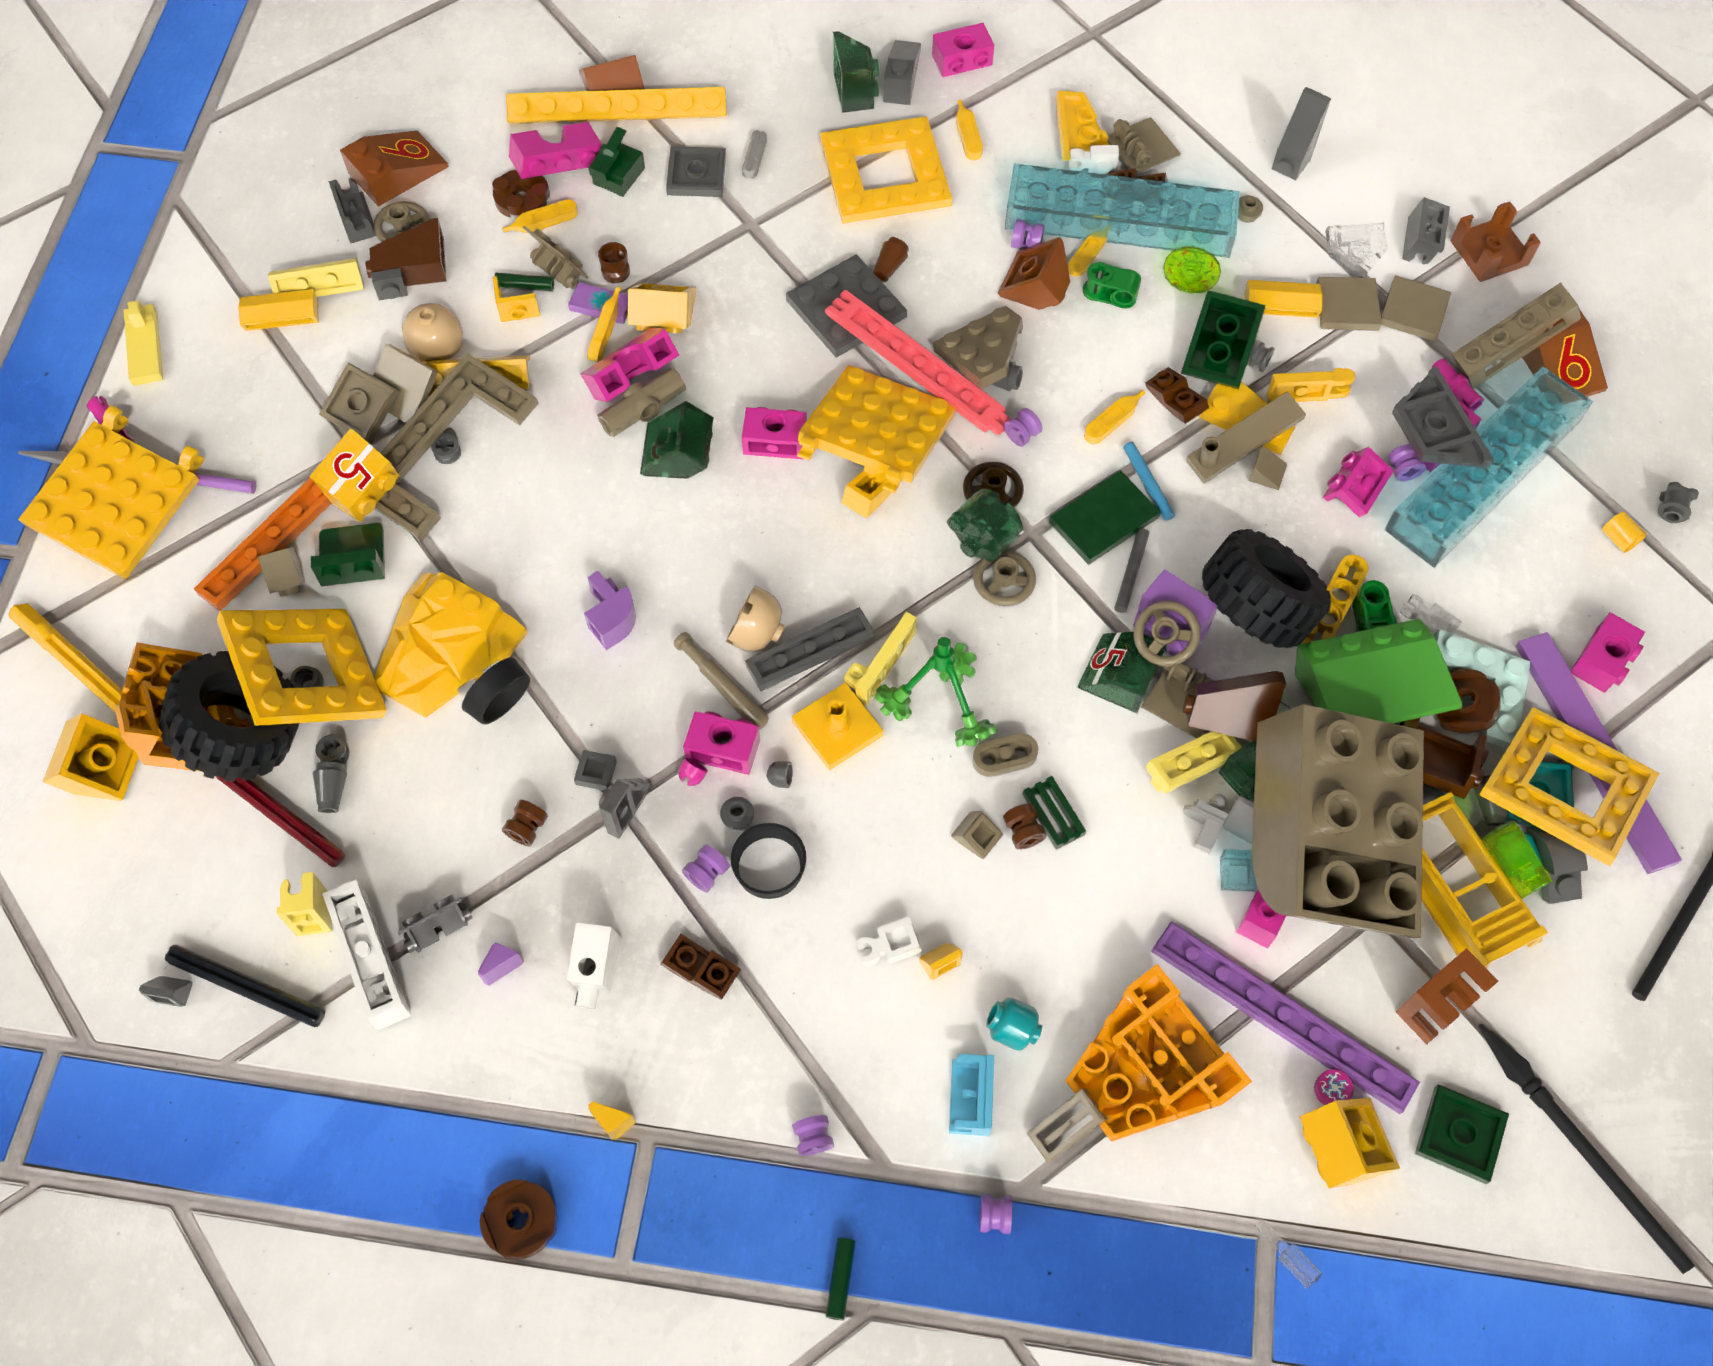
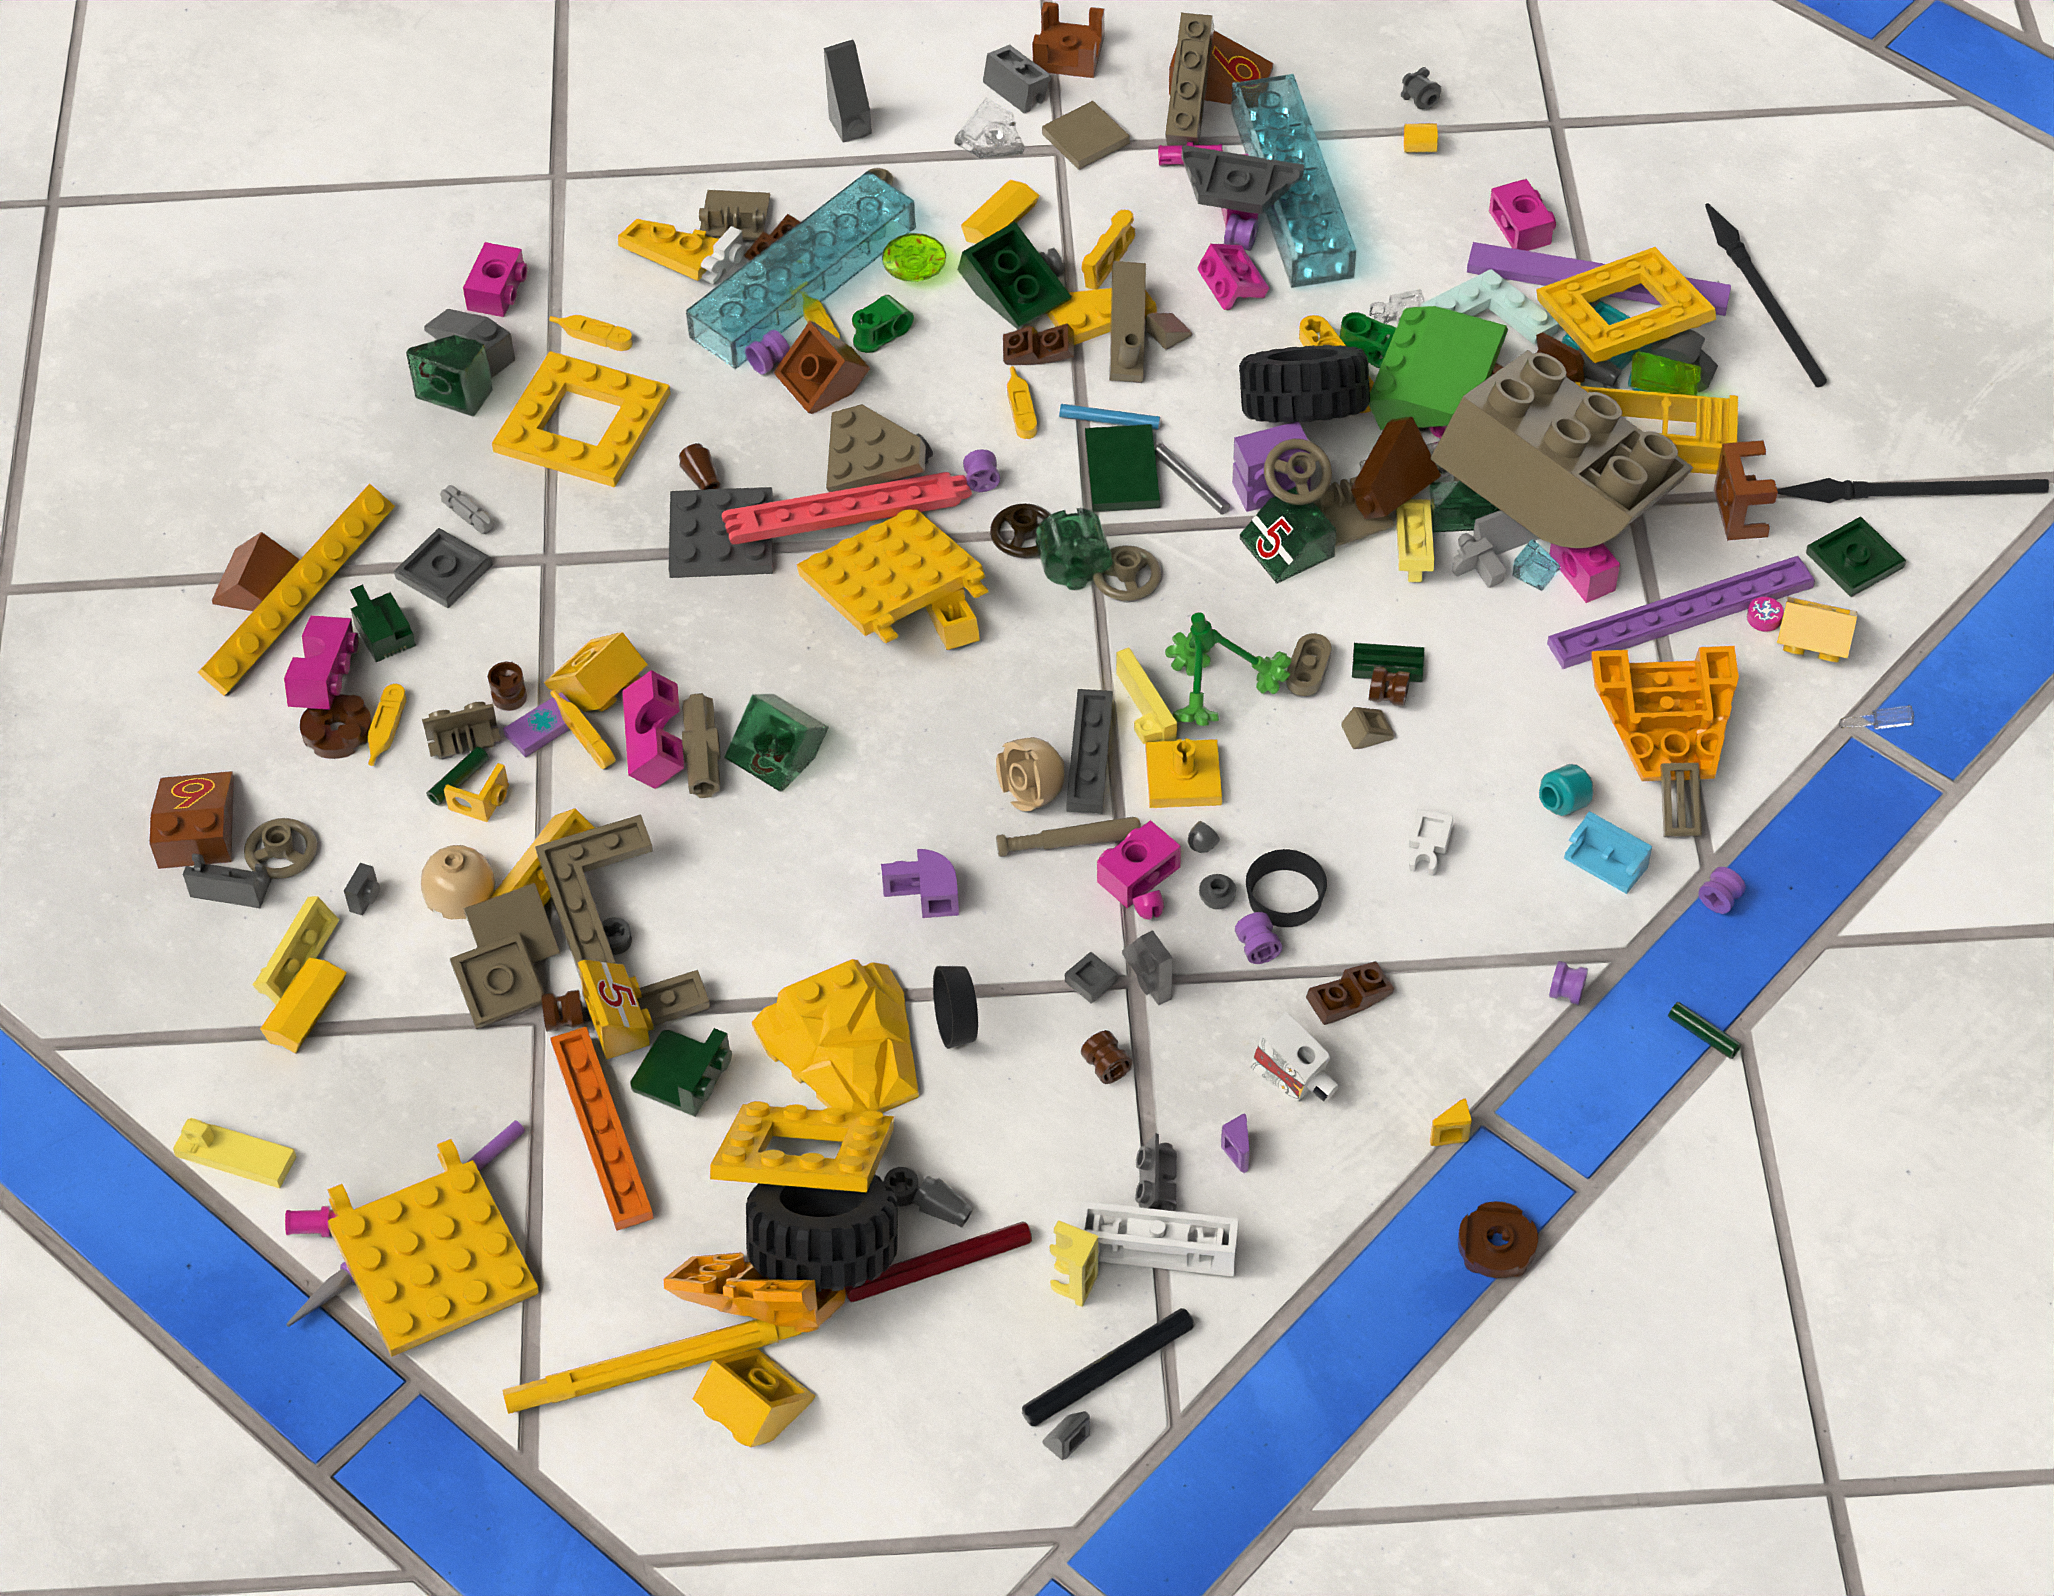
camera: 55 degrees left, 10 degrees down
(282, 571) = (659, 1132): dark tan brick -> none
(416, 252) = (339, 846): reddish brown slope -> none
(762, 440) = (829, 658): dark pink brick -> none
(941, 960) = (1469, 812): yellow slope -> none
(1349, 303) = (1045, 172): dark tan tile -> none
(1478, 715) = (1515, 318): reddish brown plate -> none

